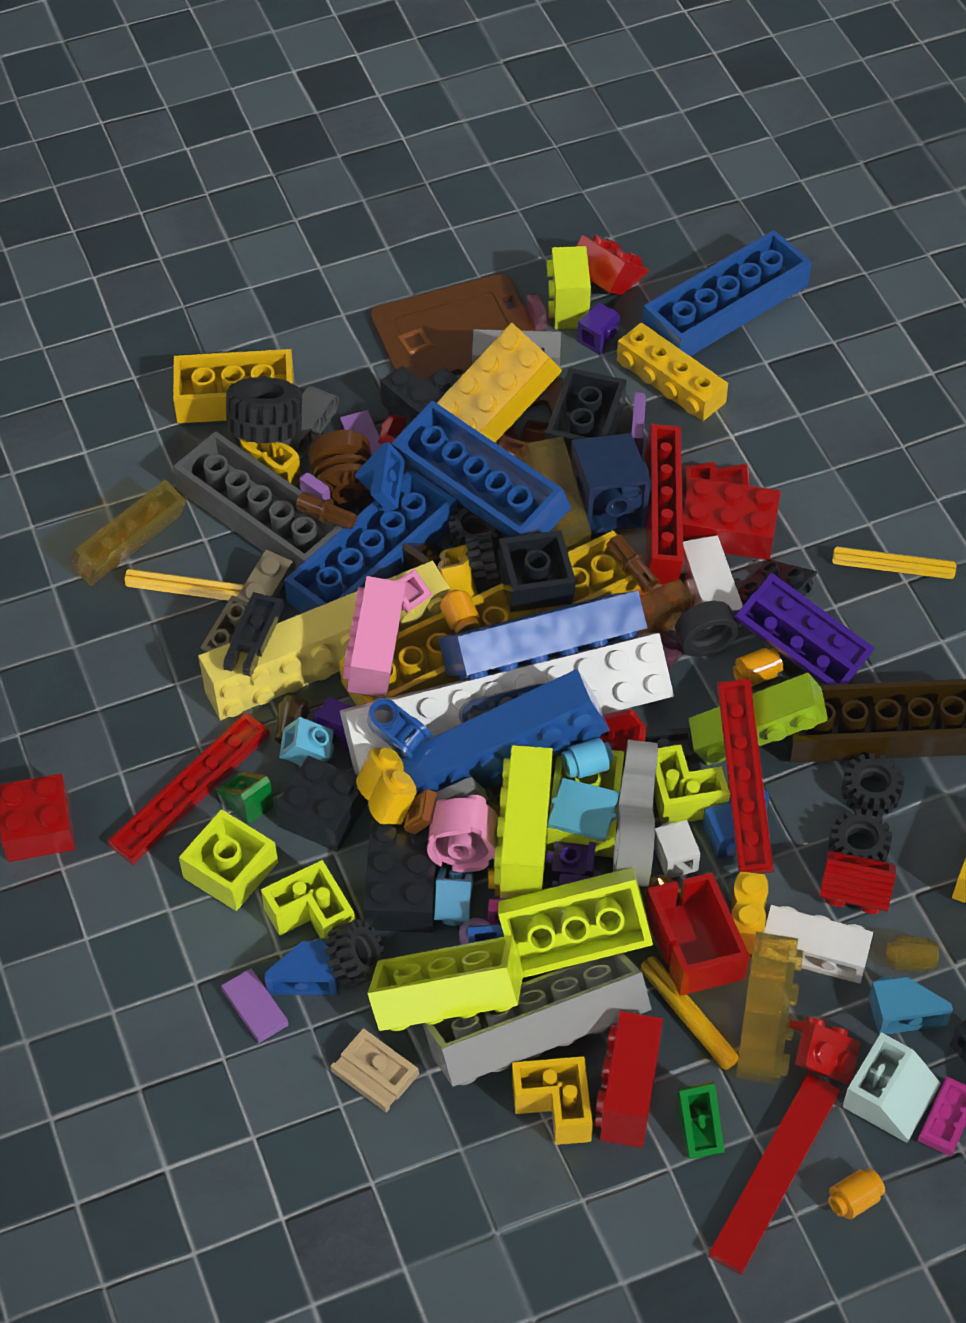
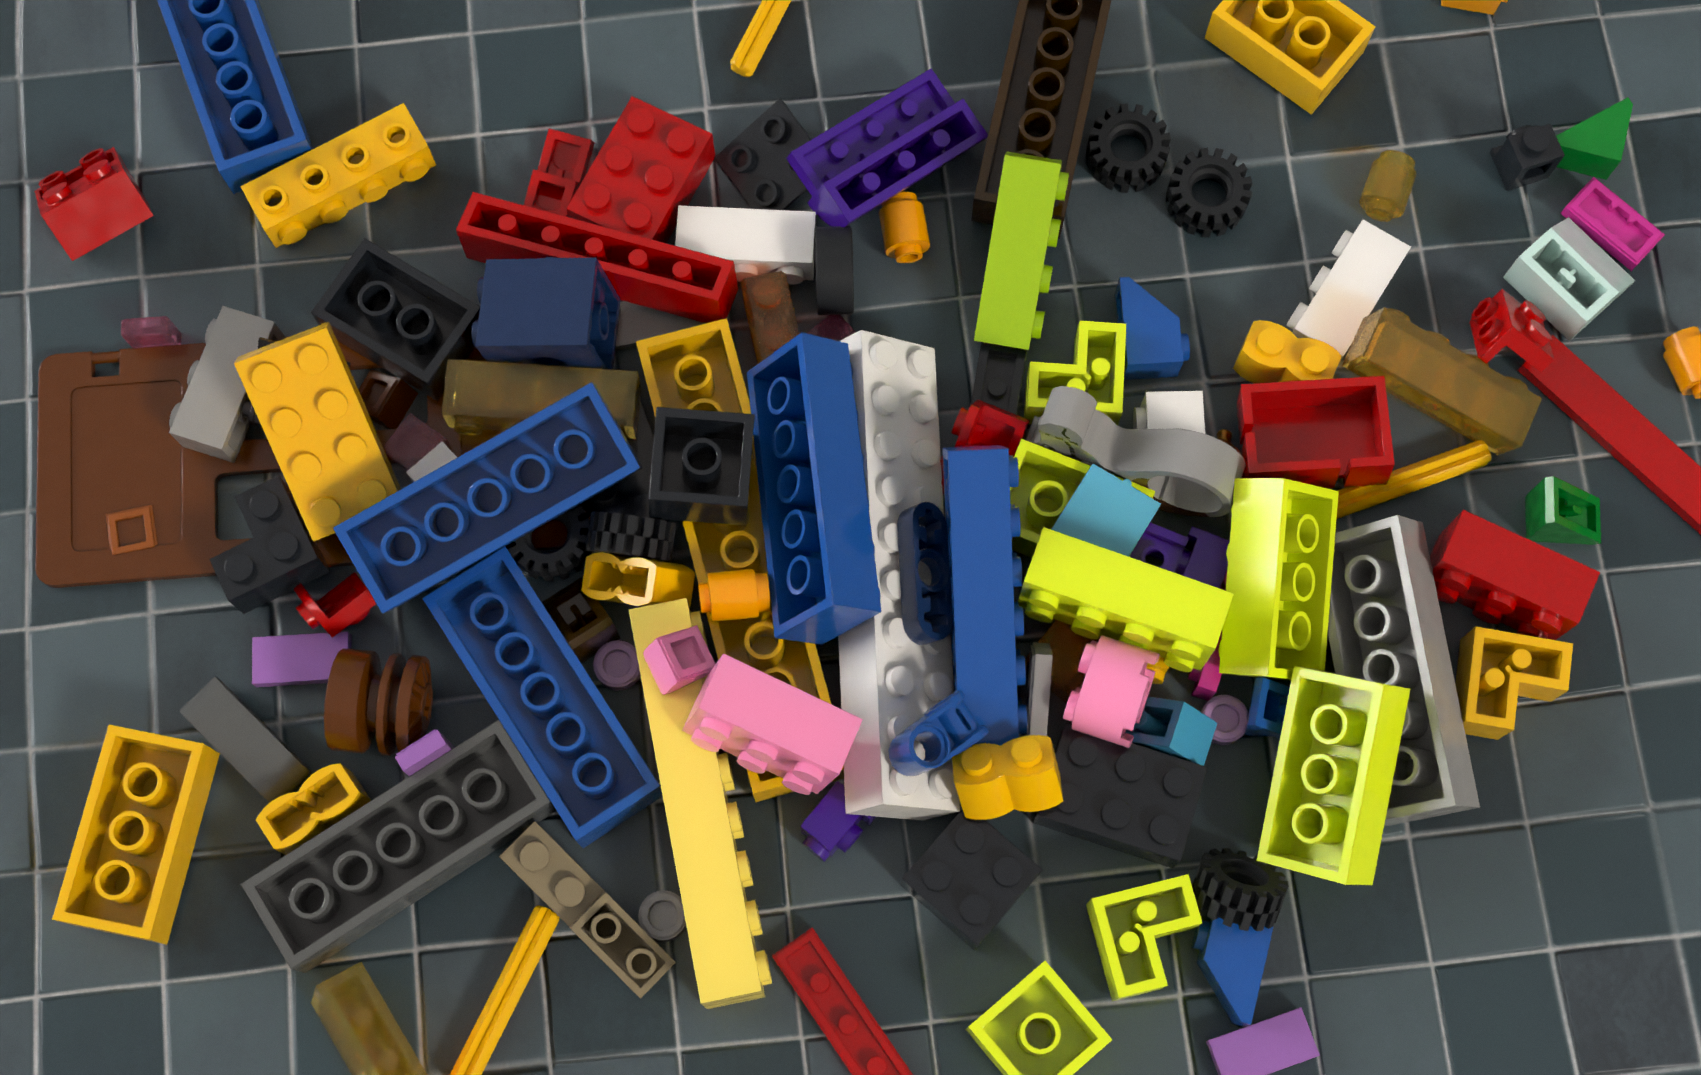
camera: 75 degrees left, 20 degrees up
(248, 795) = (915, 986): green slope -> none
(253, 631) = (691, 905): black hinge -> none
(264, 409) = (211, 782): black tyre -> none
(288, 711) = (806, 891): dark brown cone -> none
(305, 739) = (867, 877): medium azure brick -> none
(325, 510) = (474, 745): reddish brown axle -> none
(374, 1070) = (1402, 906): tan plate -> none
(383, 476) = (431, 635): blue slope -> none
(421, 812) = (1070, 738): dark orange tile -> none
(569, 286) = (132, 260): neon yellow brick -> none
(587, 758) = (1038, 489): medium azure brick -> none
(597, 327) = (215, 252): dark purple brick -> none
(632, 563) = (715, 331): reddish brown axle -> none
(638, 419) = (425, 253): medium lavender tile -> none
(745, 777) = (1110, 294): red tile -> none
(857, 882) = (1278, 212): red brick -> none
(906, 1006) = (1459, 223): dark azure slope -> none

